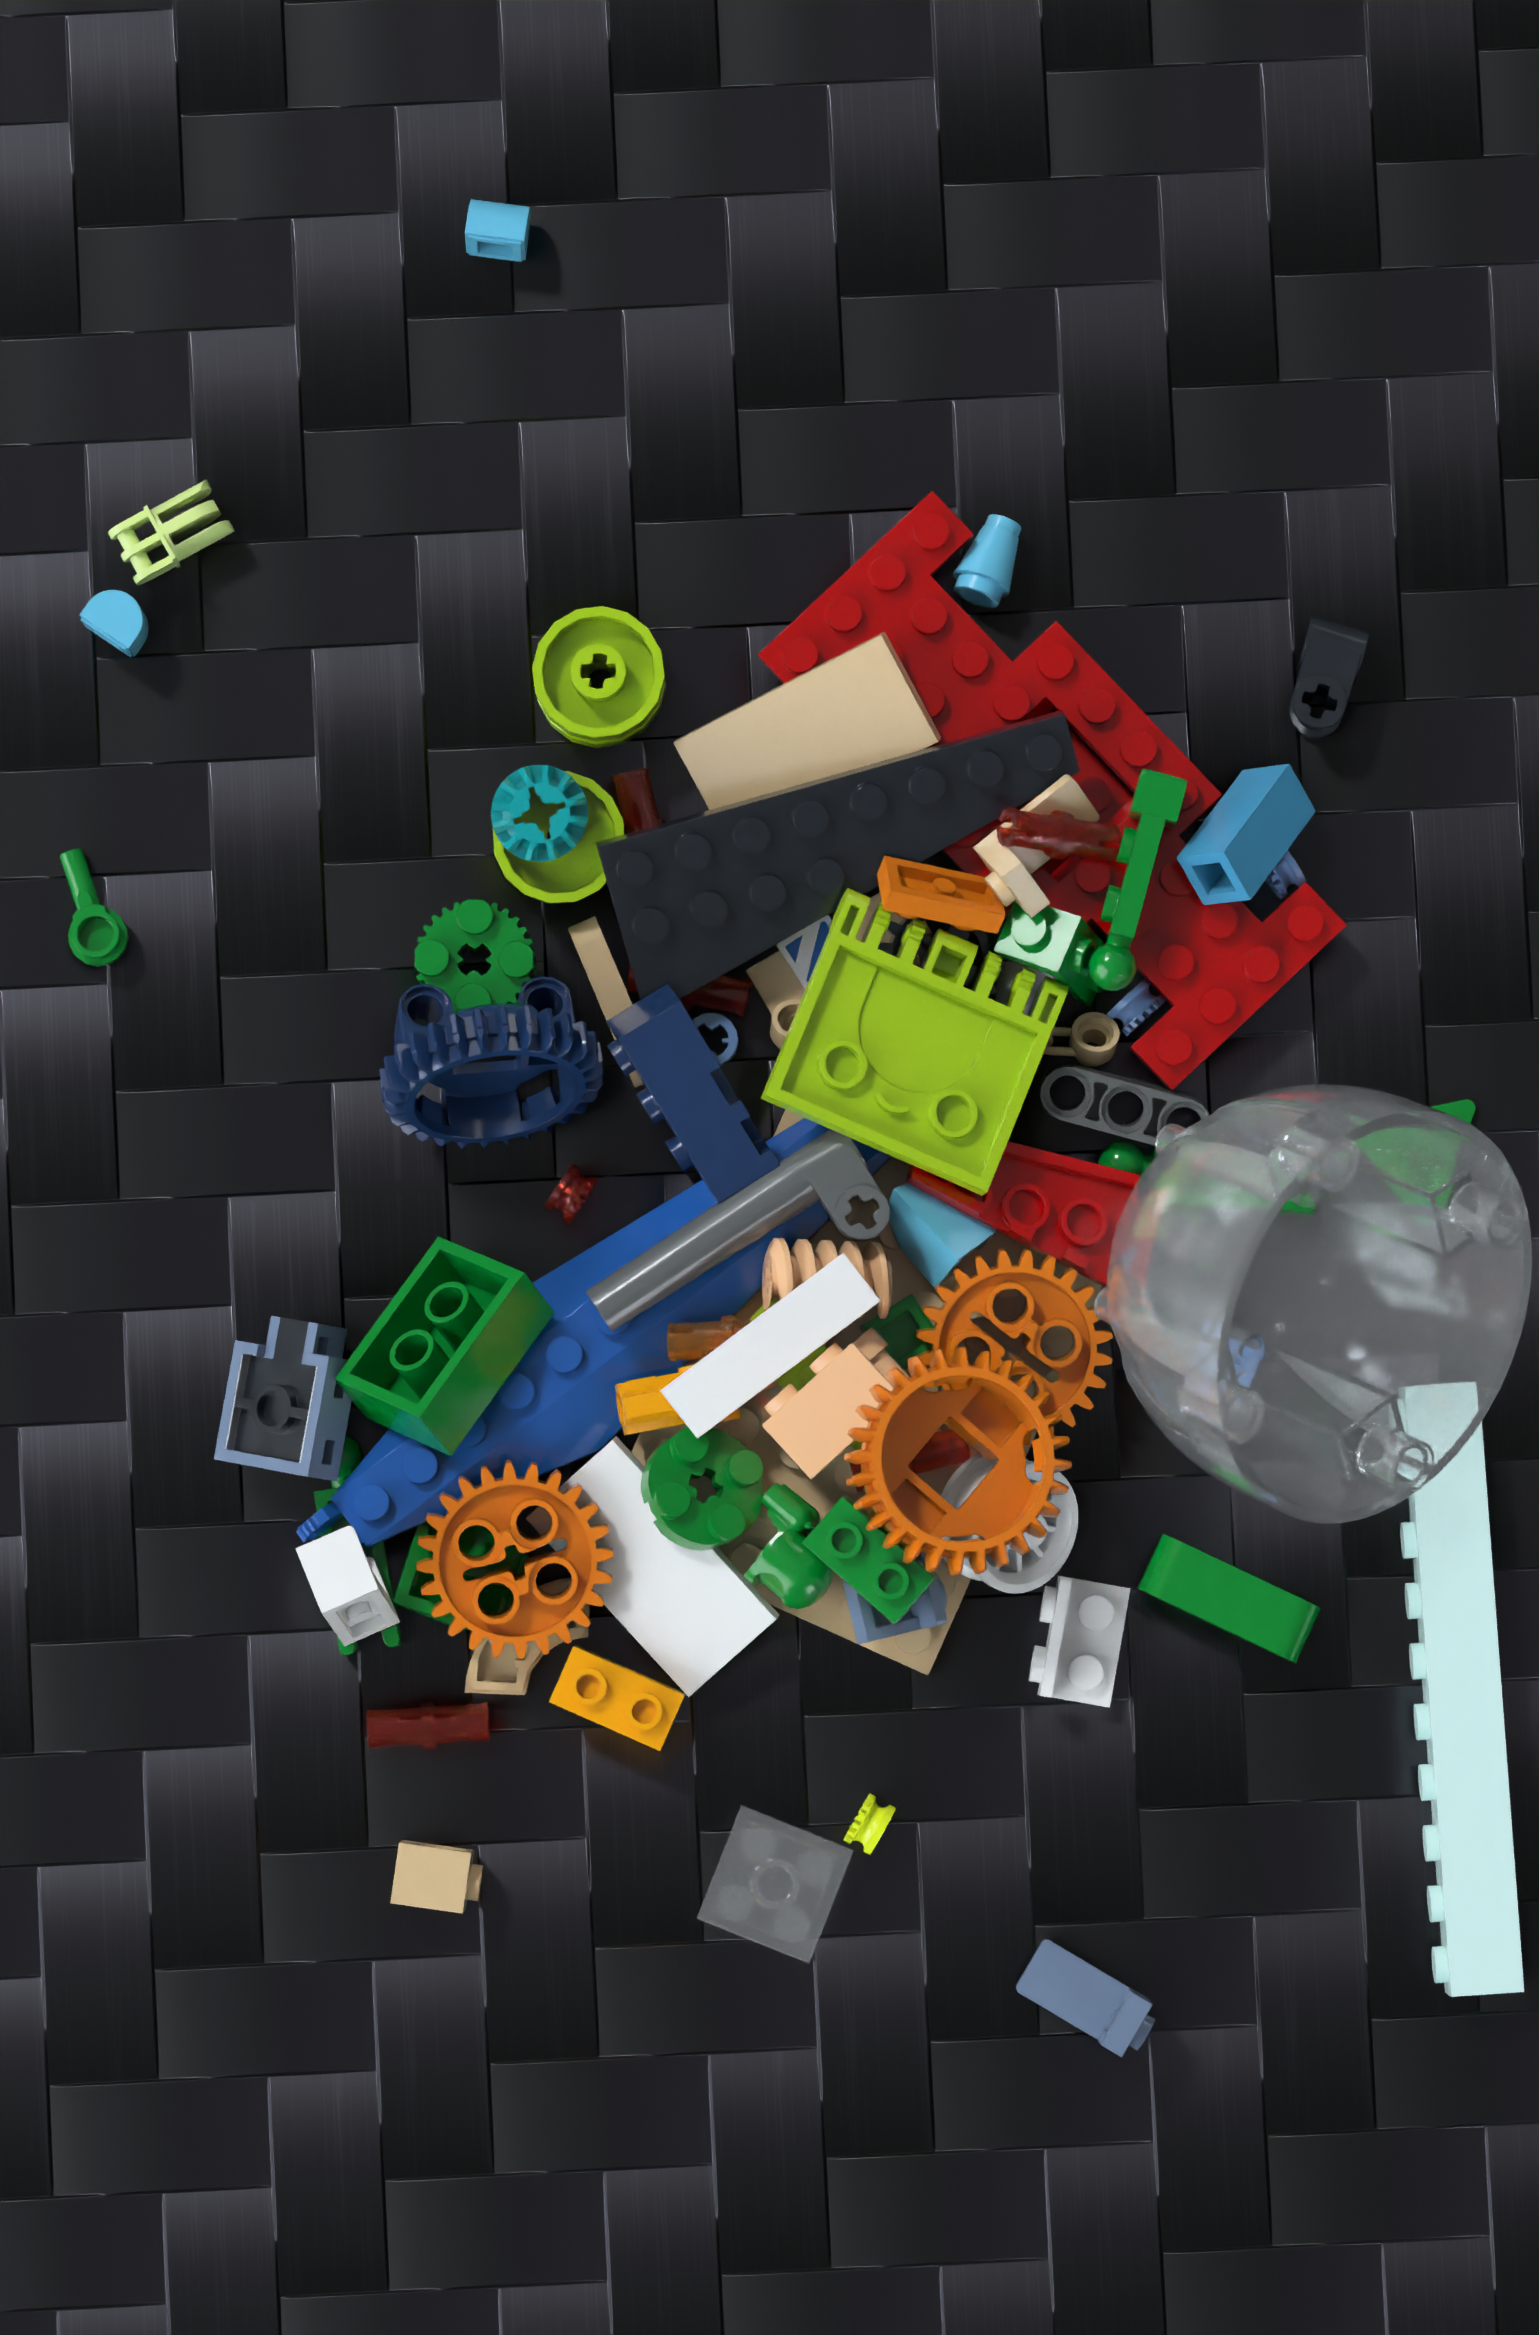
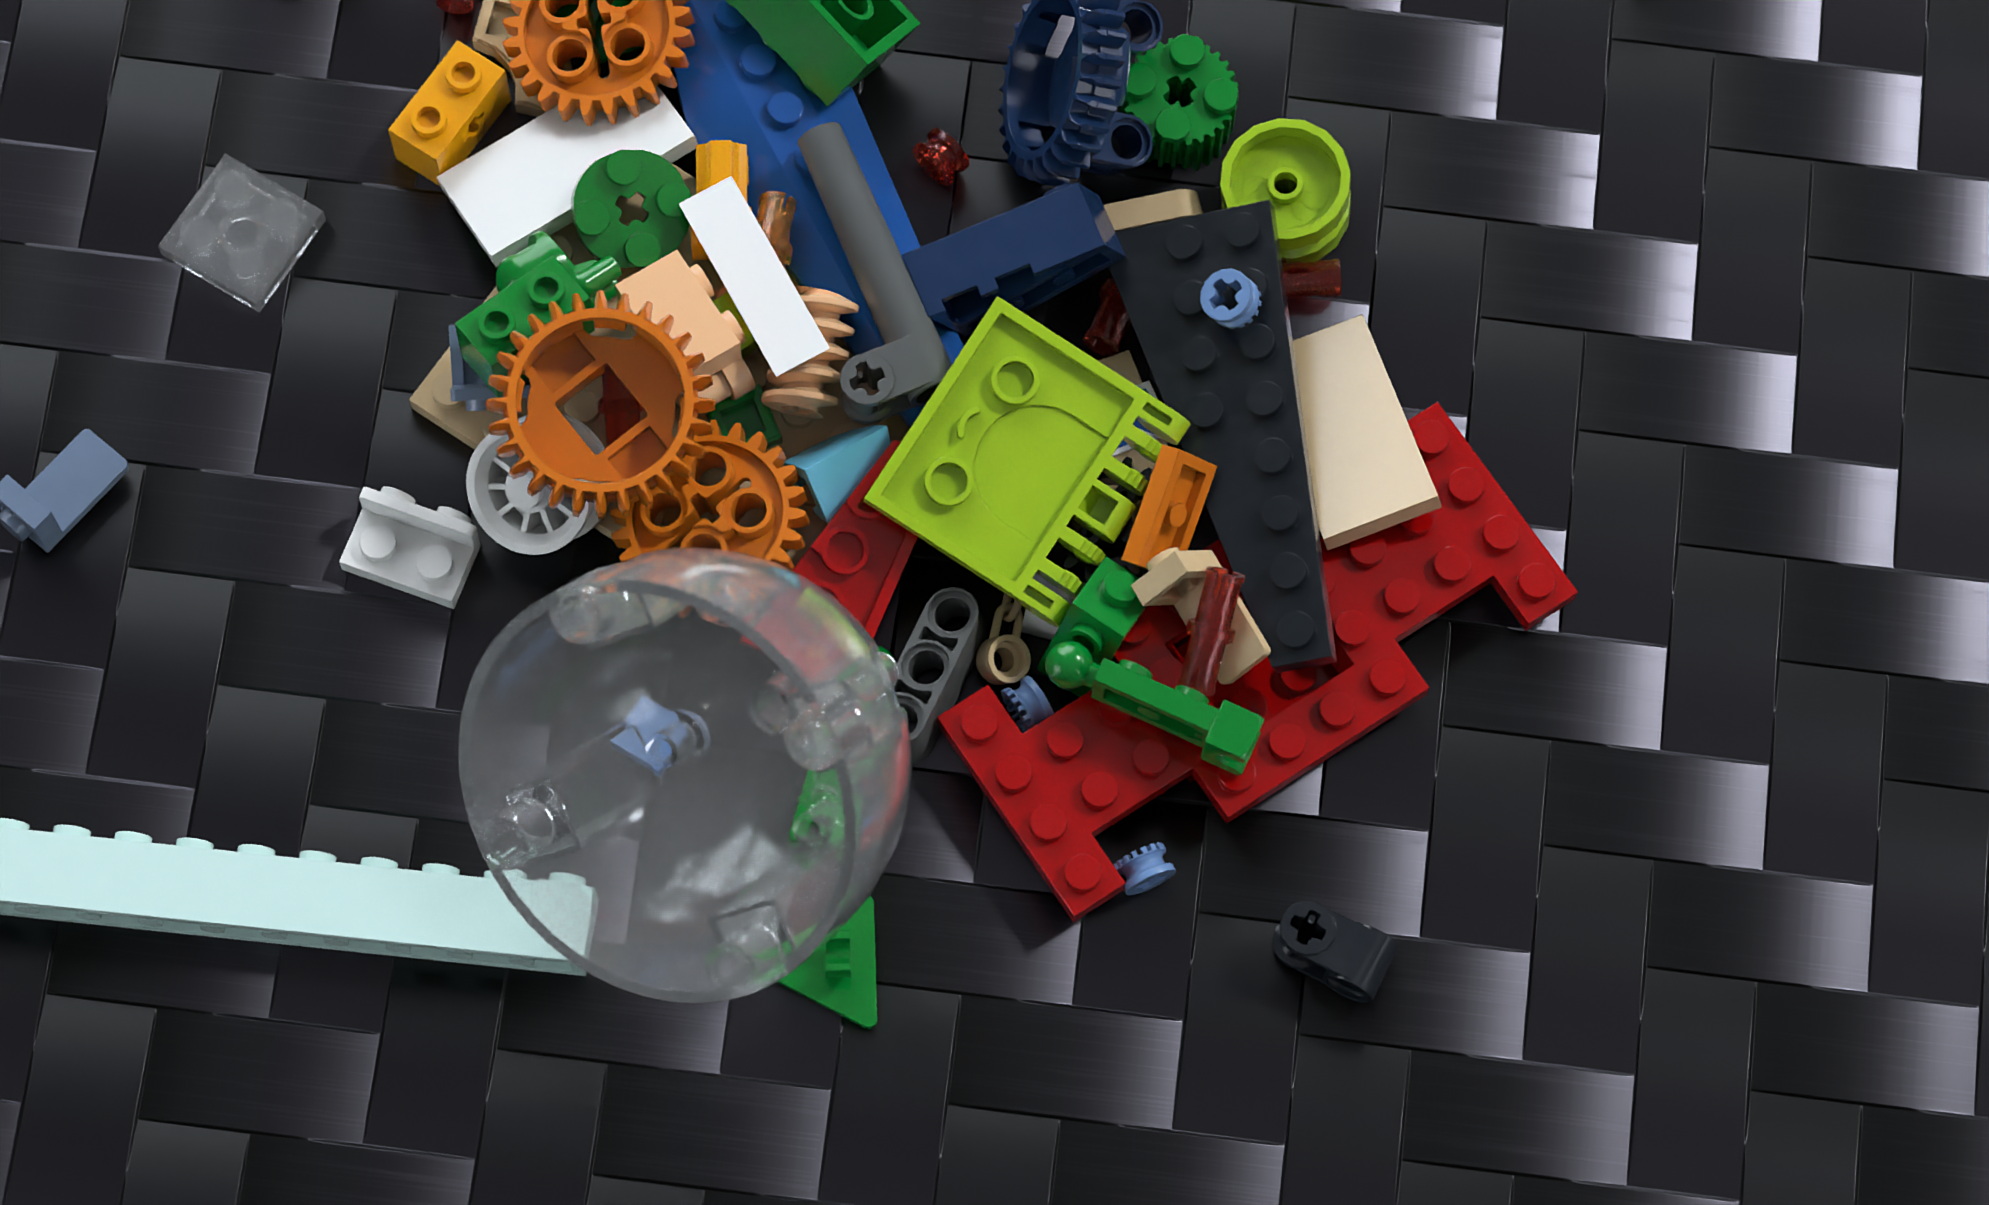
camera: 95 degrees right, 15 degrees down
(497, 230) = (1890, 245): medium azure brick -> none
(565, 826) = (1292, 177): teal gear -> none
(591, 642) = (1437, 258): lime wheel -> none
(712, 1022) = (1068, 329): medium blue bush -> none
(720, 850) = (1247, 298): none -> medium blue bush
(869, 1824) = (277, 322): neon yellow bush -> none
(988, 564) = (1498, 644): medium azure cone -> none
(1229, 1598) = (418, 693): green beam -> none
(1246, 834) = (1183, 827): dark azure brick -> none

